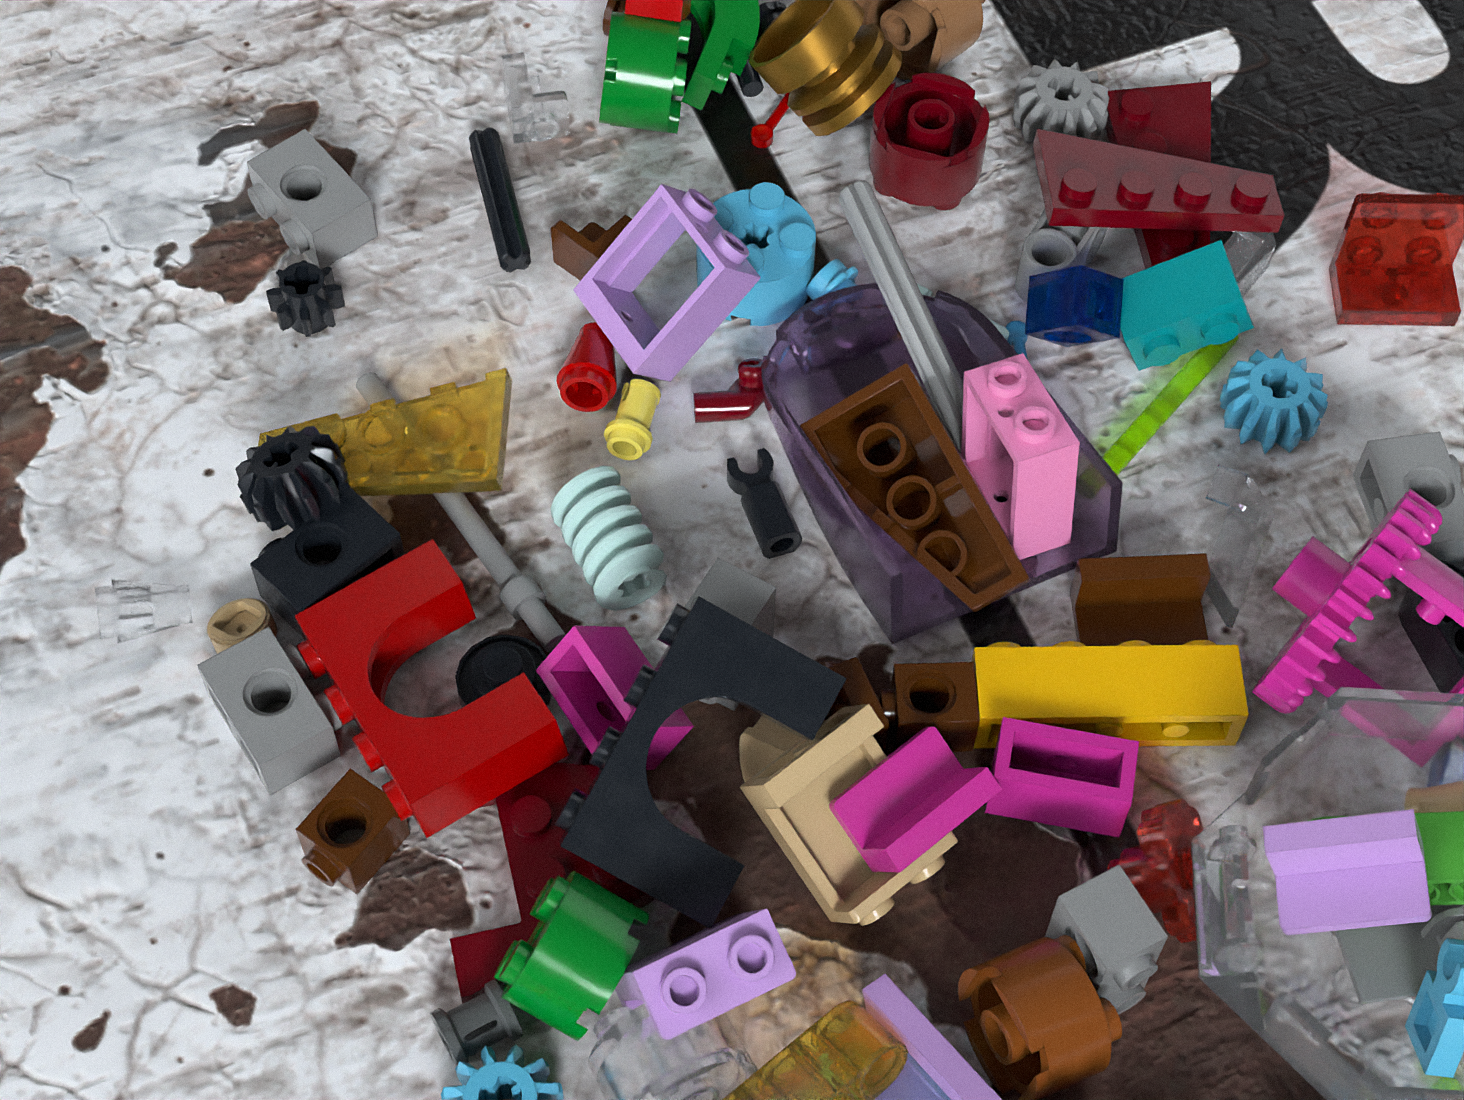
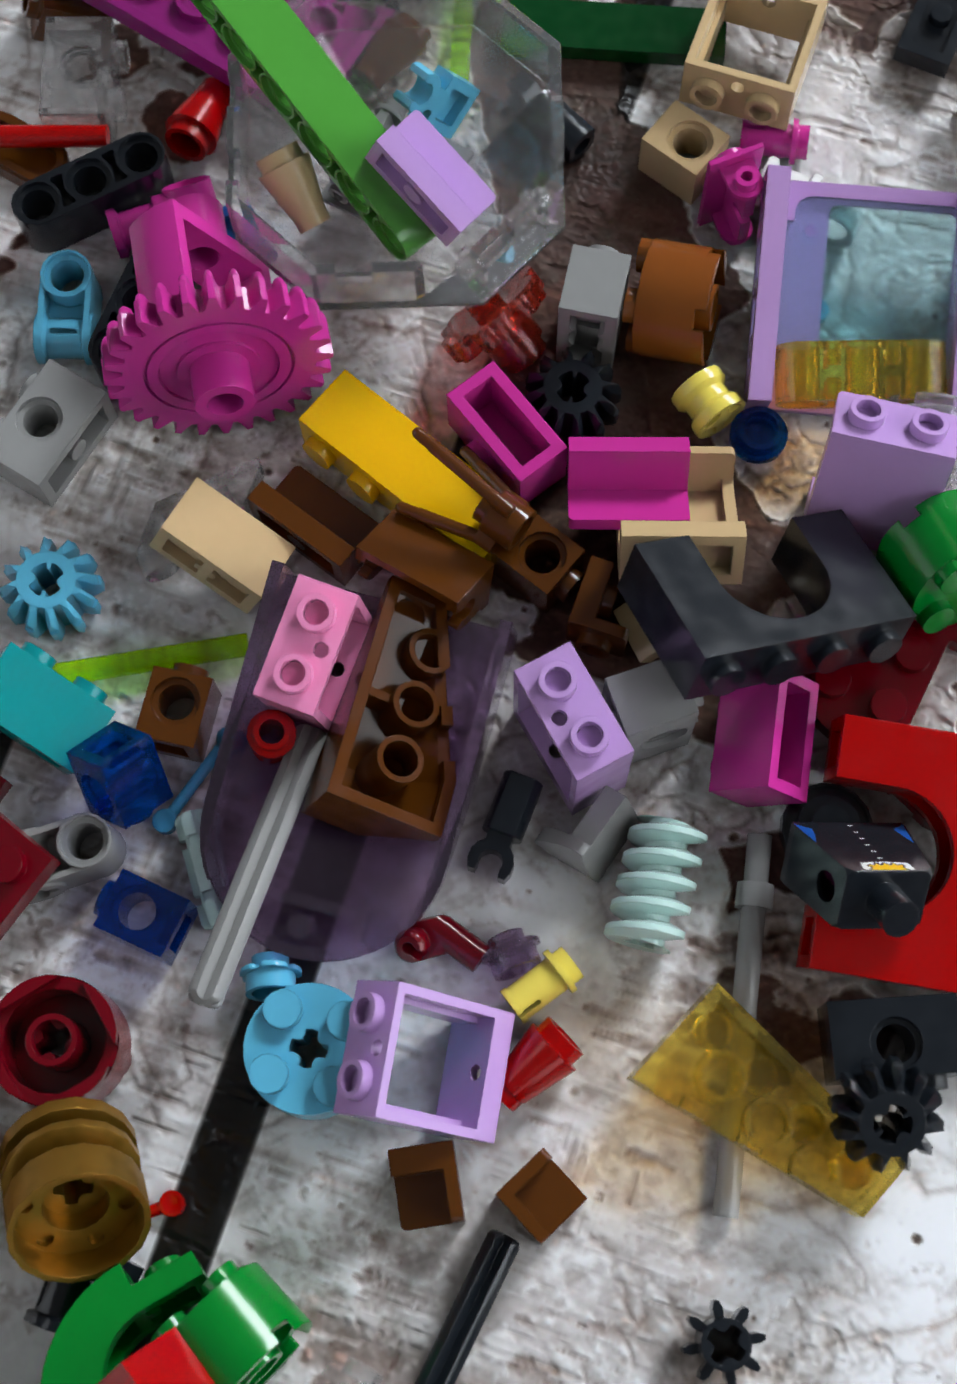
camera: 135 degrees left, 15 degrees up
(440, 619) = (858, 874): none -> black torso
(512, 288) = (541, 1196): none -> reddish brown panel
(674, 422) = (511, 954): none -> clear purple plate
(683, 535) = (596, 837): none -> light grey tile
(795, 554) = (565, 709): none -> lavender window
(845, 975) = (758, 435): none -> clear blue plate
(923, 965) = (708, 401): none -> light yellow wheel
(959, 253) = (166, 932): none -> clear blue brick
(991, 674) = (501, 512): none -> reddish brown plant
(1010, 609) = (429, 563): none -> reddish brown hinge
(1017, 860) = (579, 380): none -> black gear
(1088, 370) = (183, 737): none -> reddish brown brick
(1185, 508) = (221, 545): none -> tan hinge

